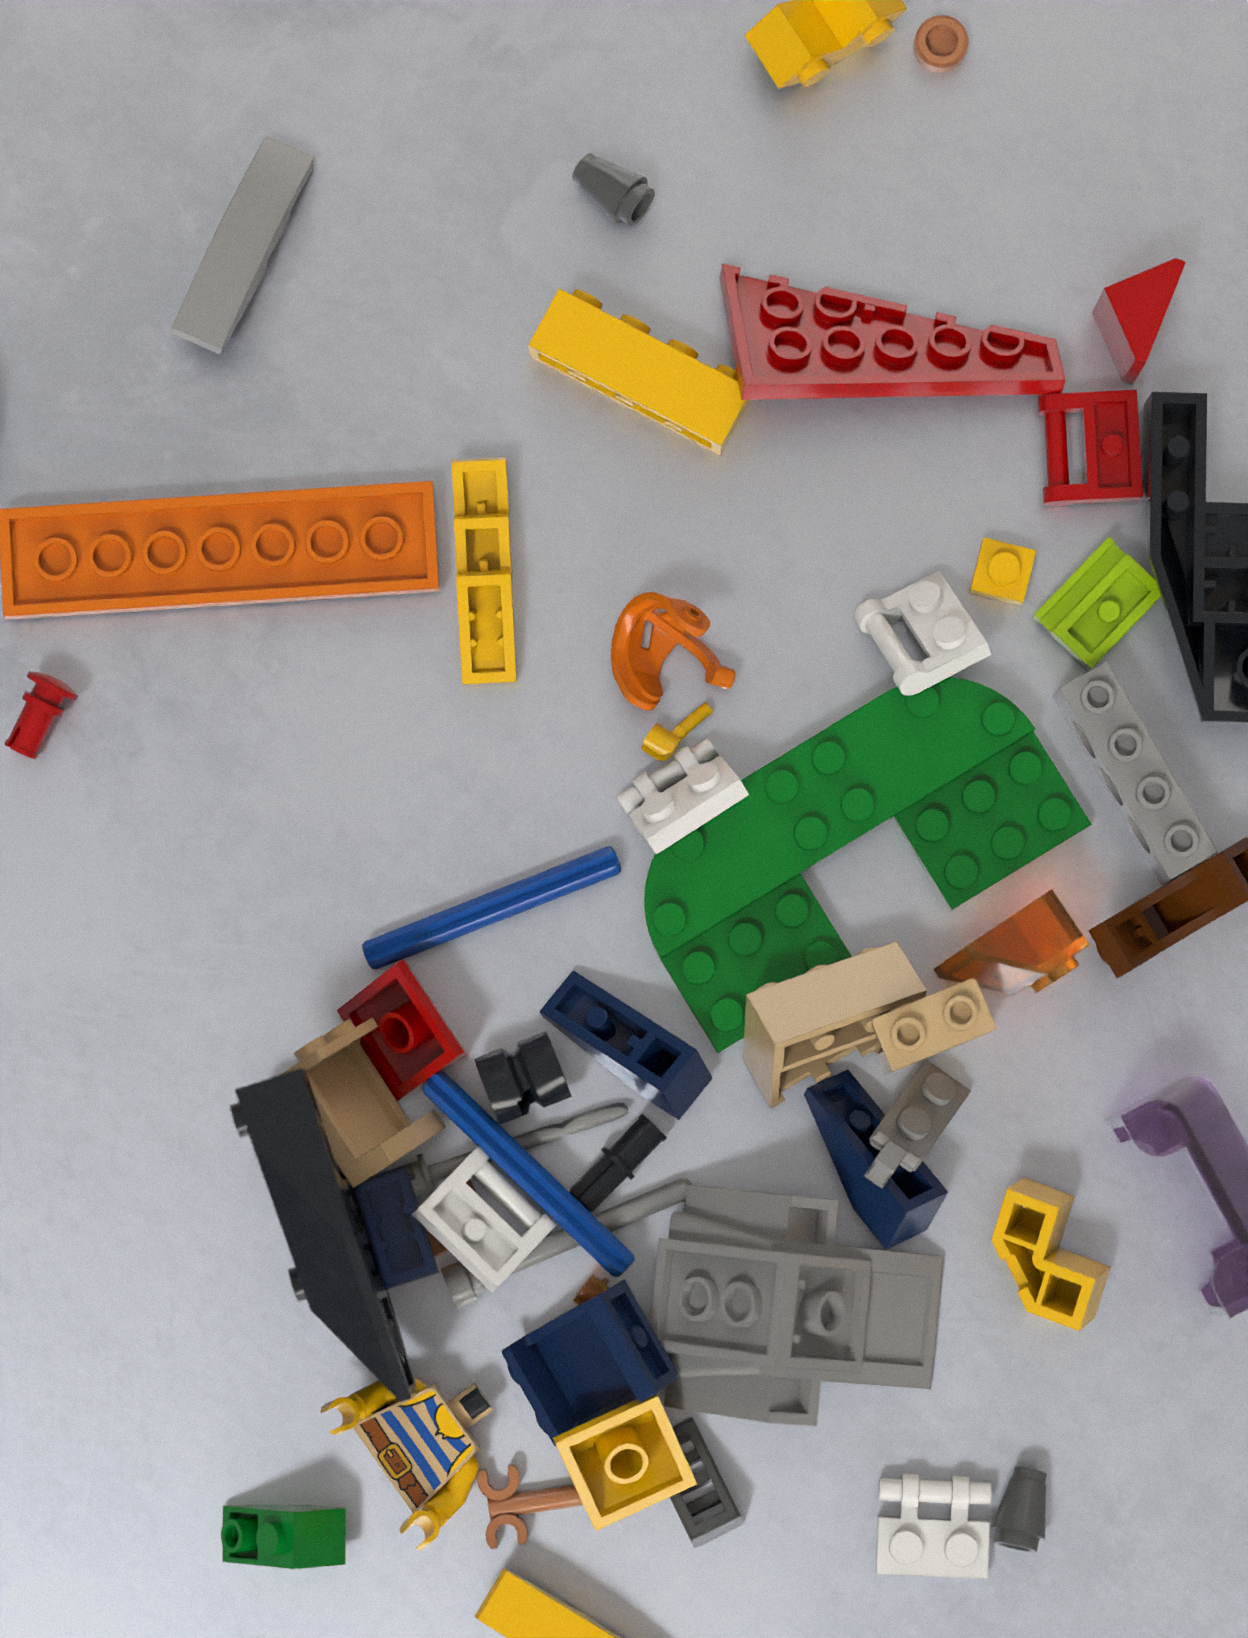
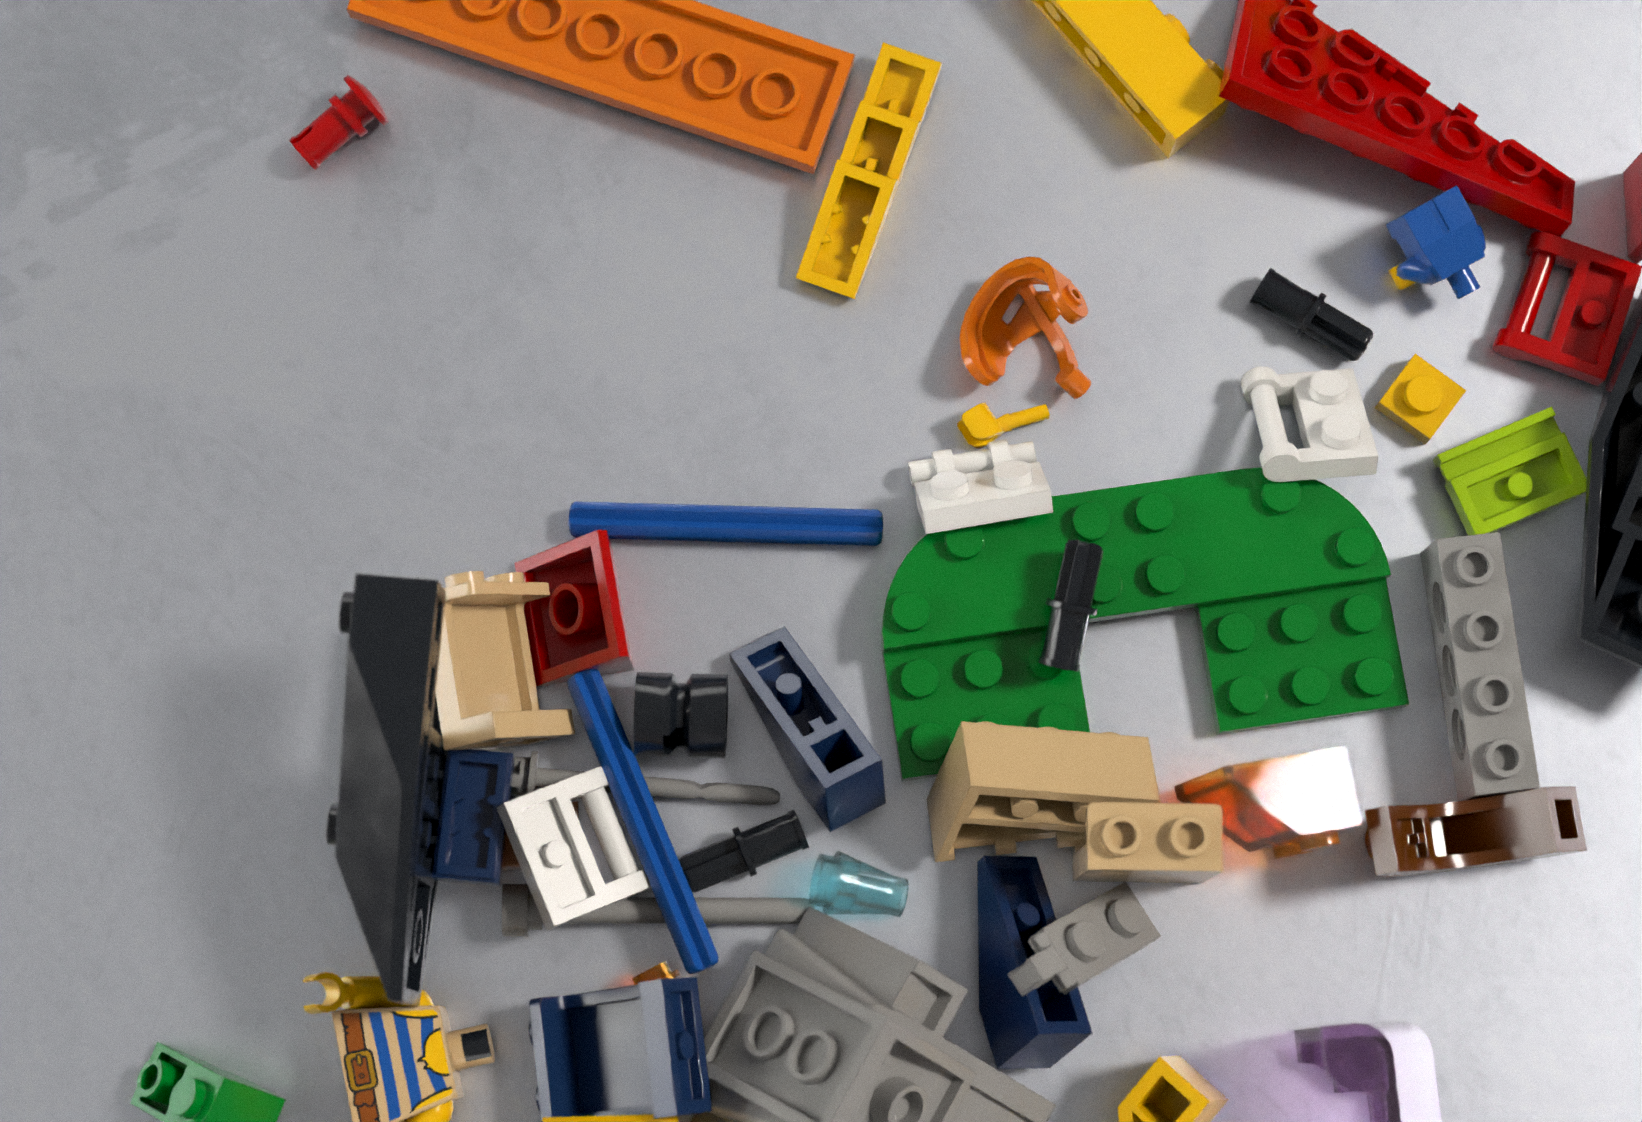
camera: 15 degrees right, 5 degrees down
(717, 1154) = (854, 887): none -> clear light blue cone
(794, 863) = (1072, 605): none -> black axle
(889, 540) = (1312, 315): none -> black axle
(966, 441) = (1438, 243): none -> blue piece

